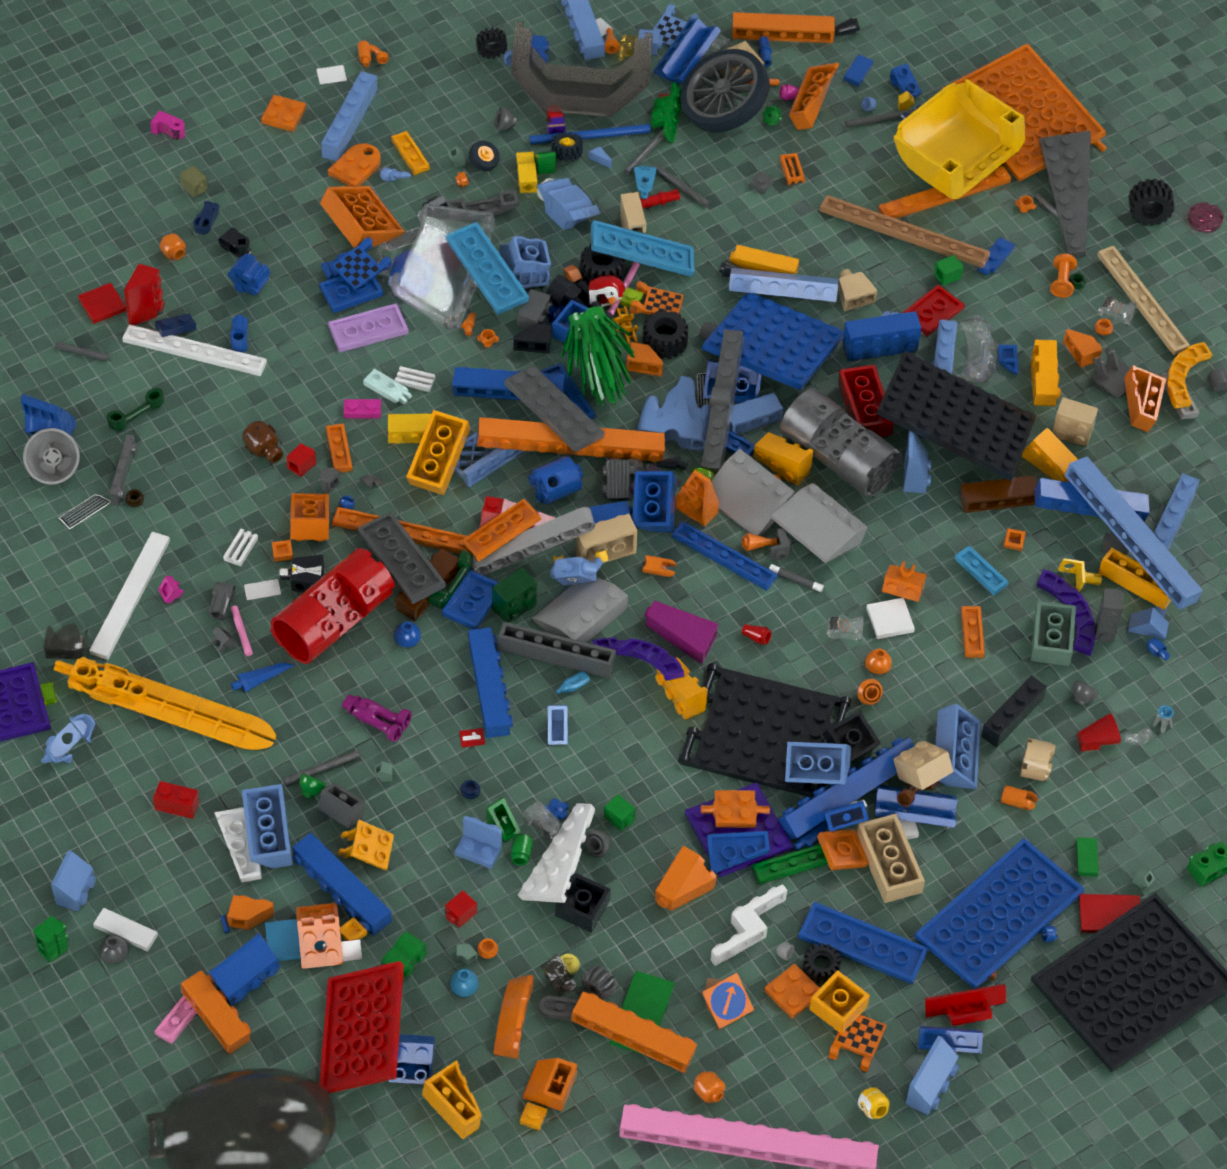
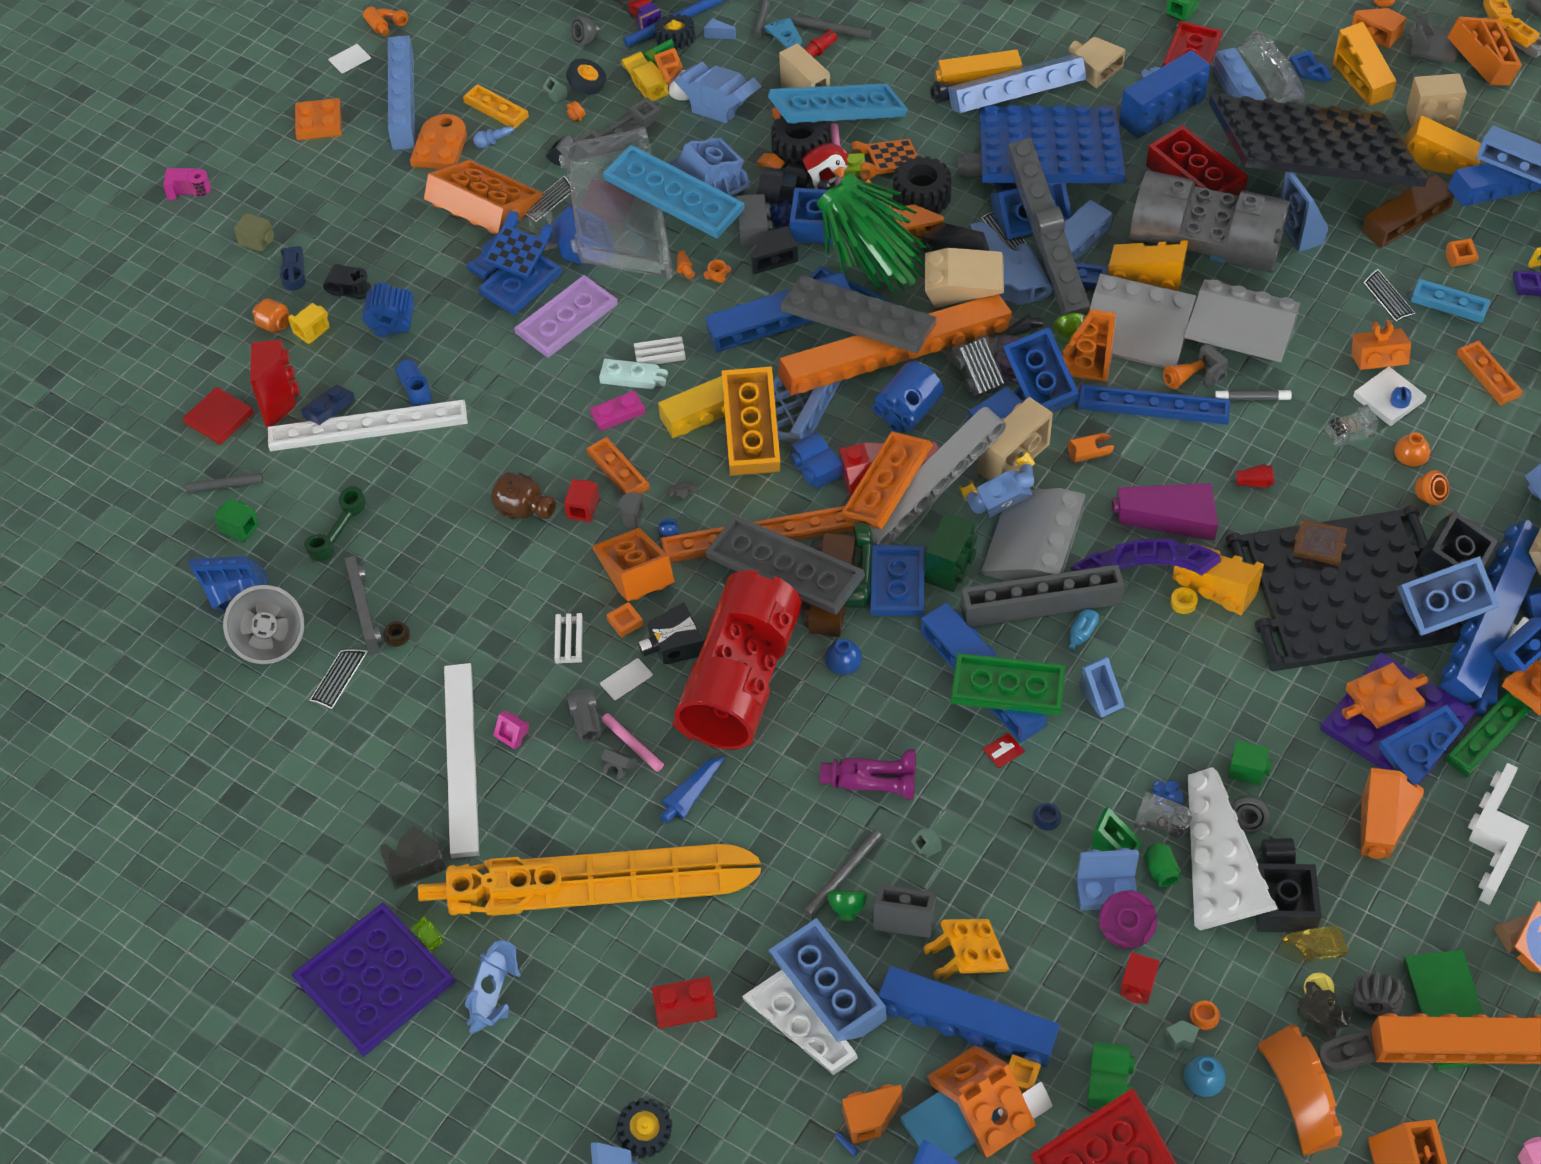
camera: 20 degrees left, 0 degrees up
(75, 379) = (236, 519): none -> green brick
(110, 860) = (644, 1127): none -> black wheel
(195, 262) = (309, 323): none -> yellow brick
(470, 497) = (816, 460): none -> blue brick
(477, 872) = (1128, 919): none -> magenta tile
(494, 695) = (1008, 684): none -> green tile
(543, 171) = (668, 64): none -> orange slope
(588, 938) = (1319, 942): none -> clear yellow slope
(601, 874) = (1278, 851): none -> black brick
(645, 410) = (962, 275): none -> tan slope
(652, 694) = (1184, 600): none -> yellow tile
(656, 384) = (953, 236): none -> black slope
(766, 694) = (1320, 542): none -> clear orange piece
(898, 621) = (1396, 397): none -> blue hinge
(943, 548) = (1388, 296): none -> sticker

